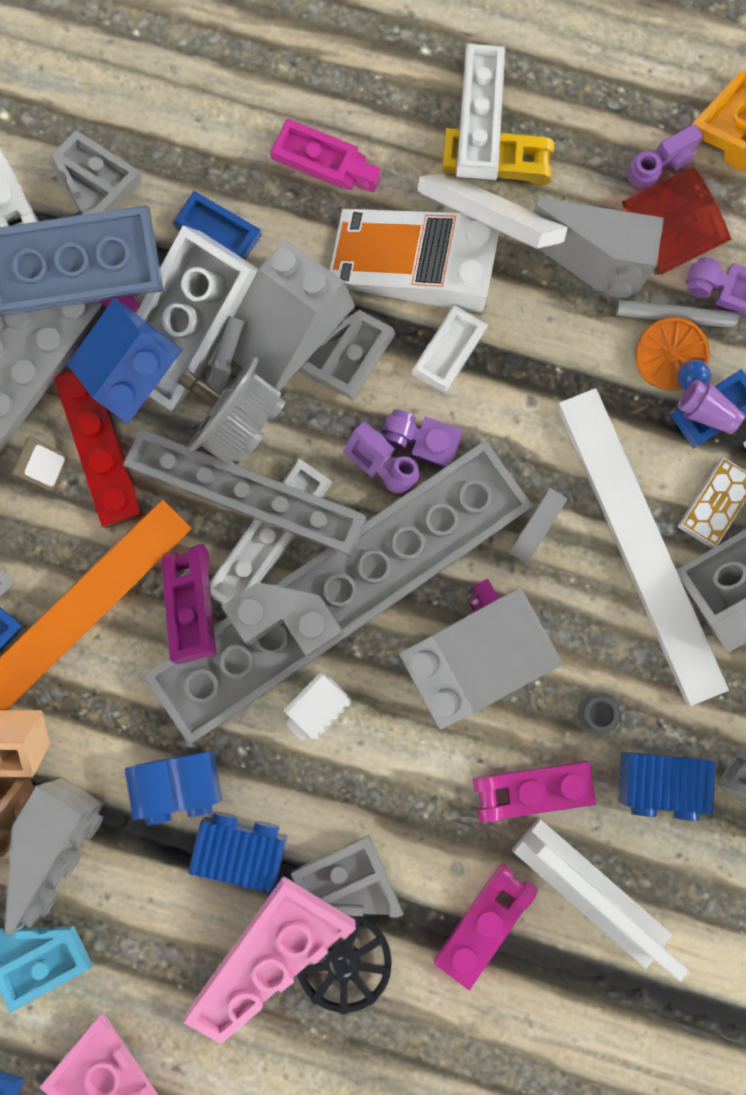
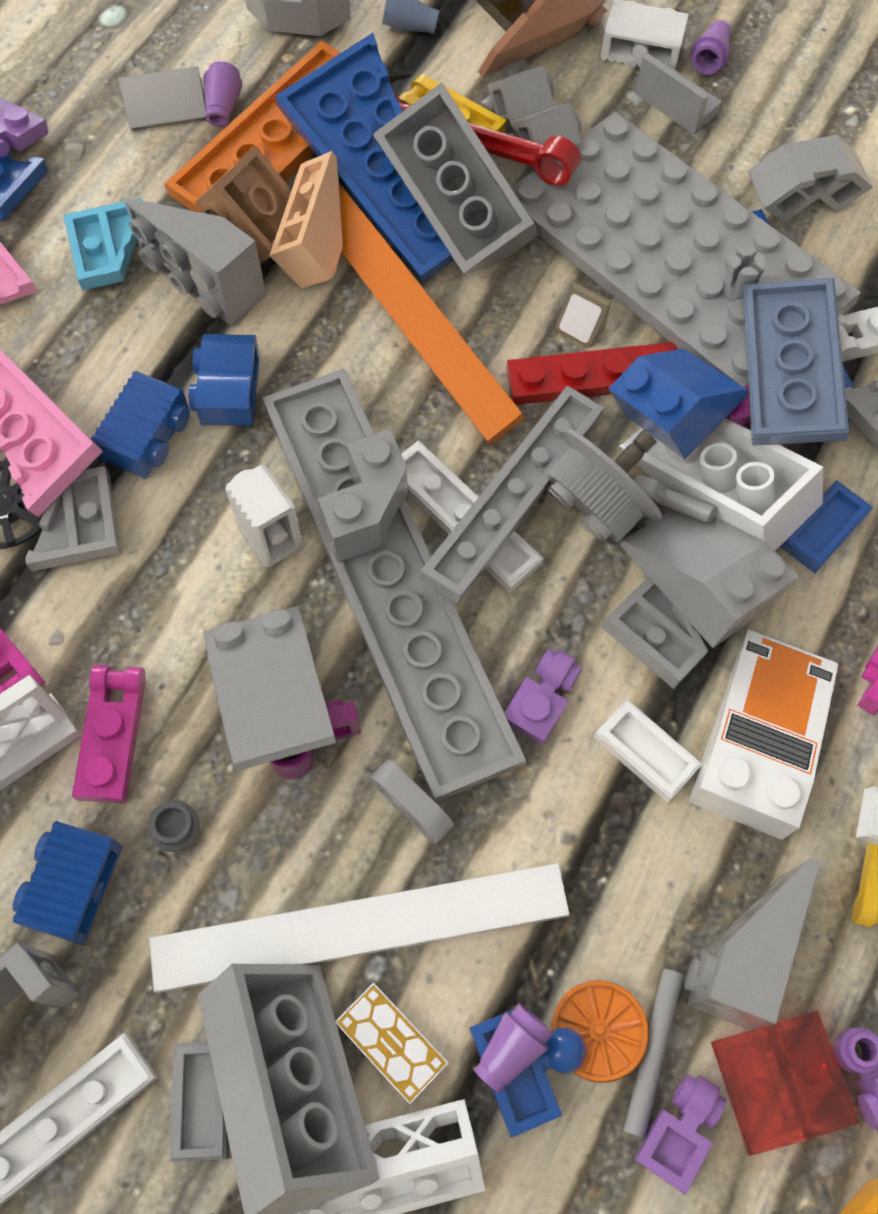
camera: 100 degrees right, 15 degrees down
(188, 605) = (407, 417): magenta plate -> none
(373, 455) = (533, 634): medium lavender plate -> none
(492, 210) = (810, 818): white tile -> none

